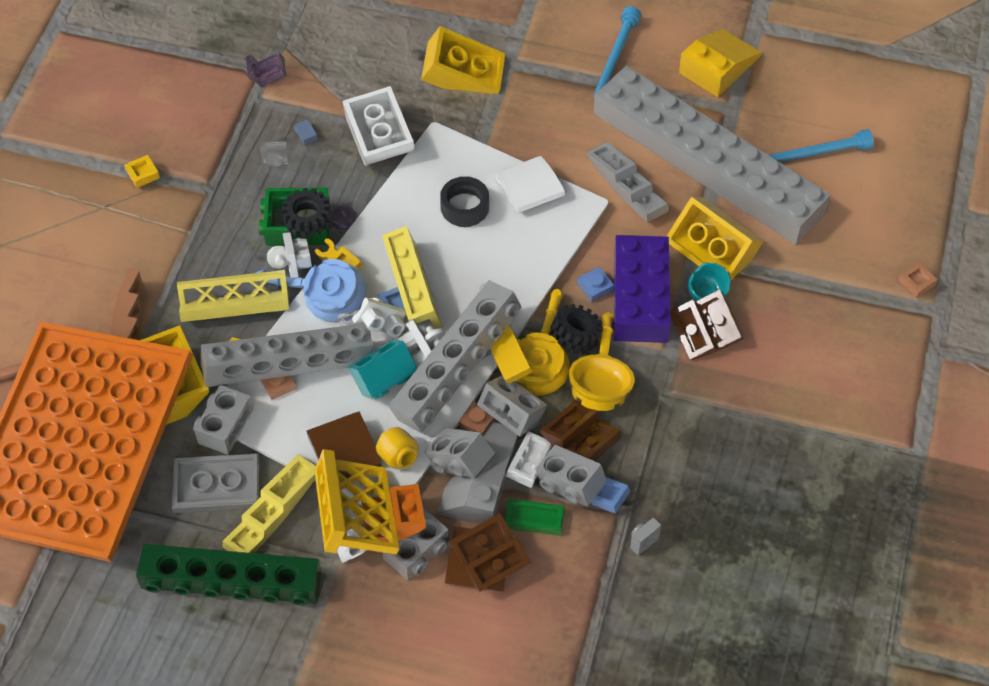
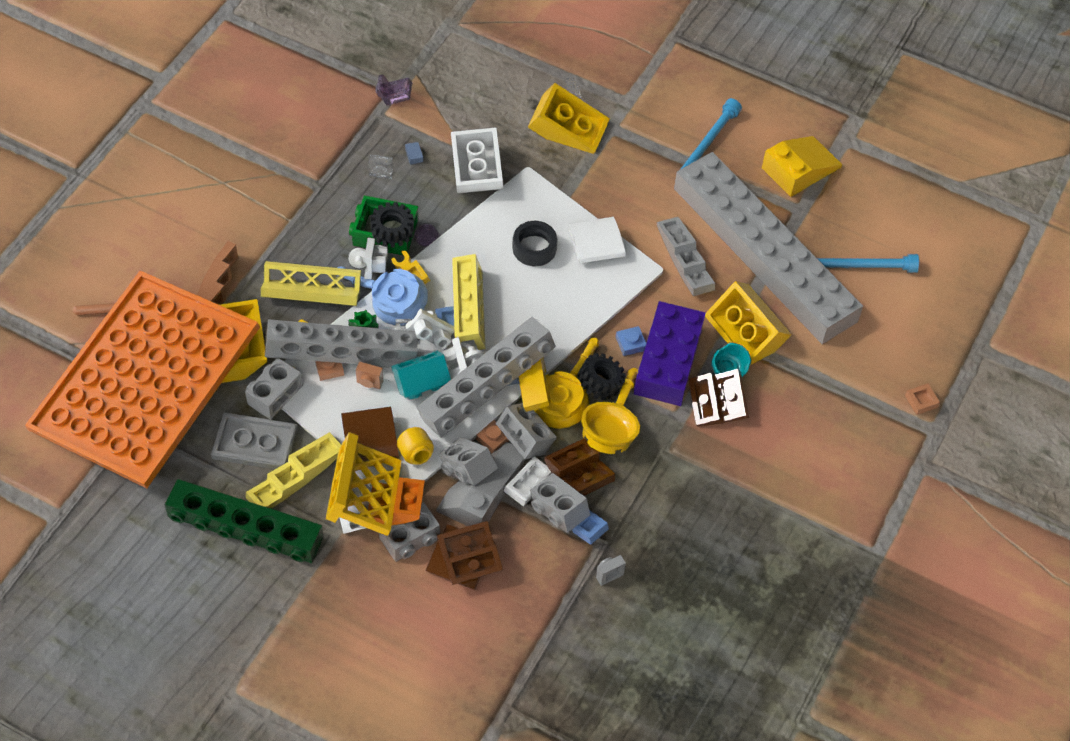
camera: 10 degrees right, 0 degrees up
(142, 171) = (262, 158): yellow plate -> none
(303, 322) = (364, 319): none -> green gear
(325, 382) = (369, 375): none -> nougat plate
(534, 517) = (519, 532): green tile -> none

